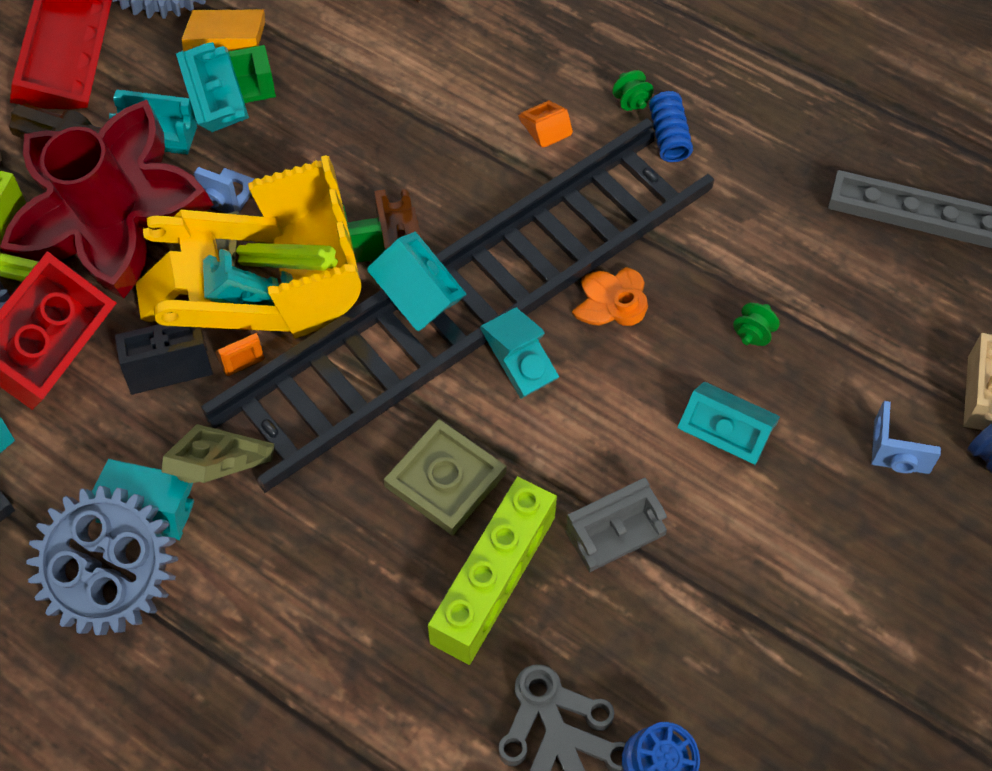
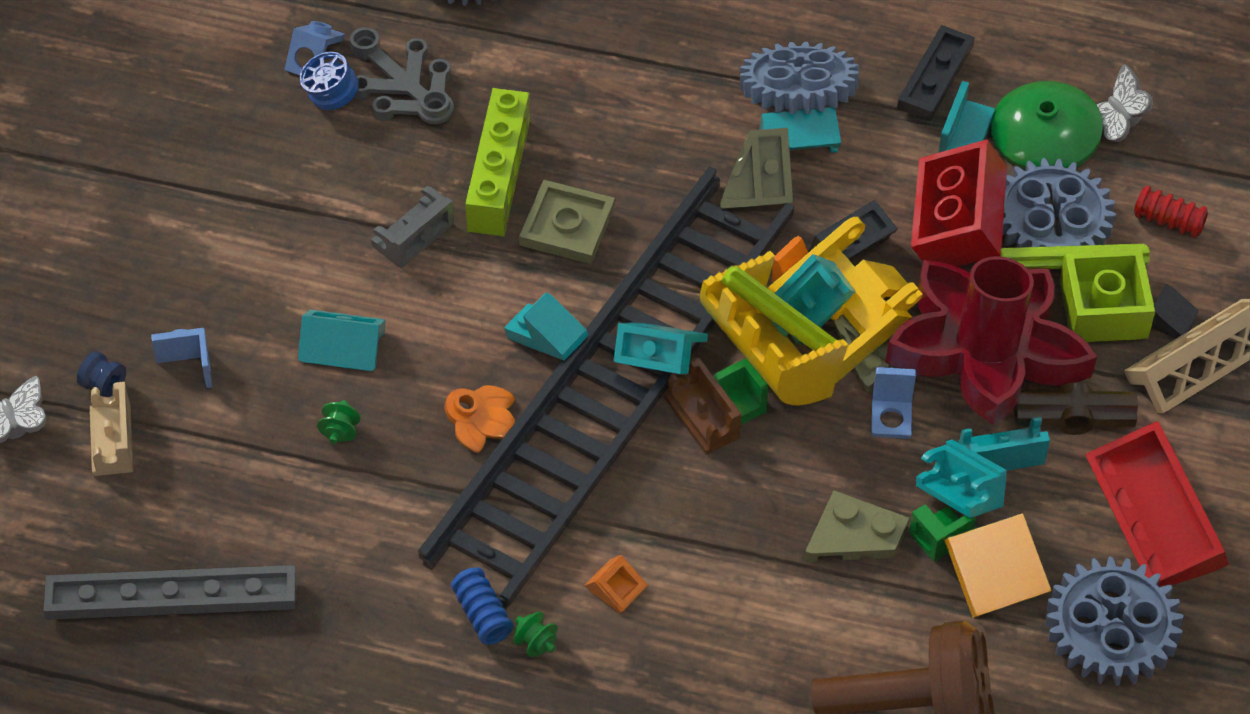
camera: 160 degrees right, 5 degrees down
(322, 103) = (856, 530): none -> olive wing

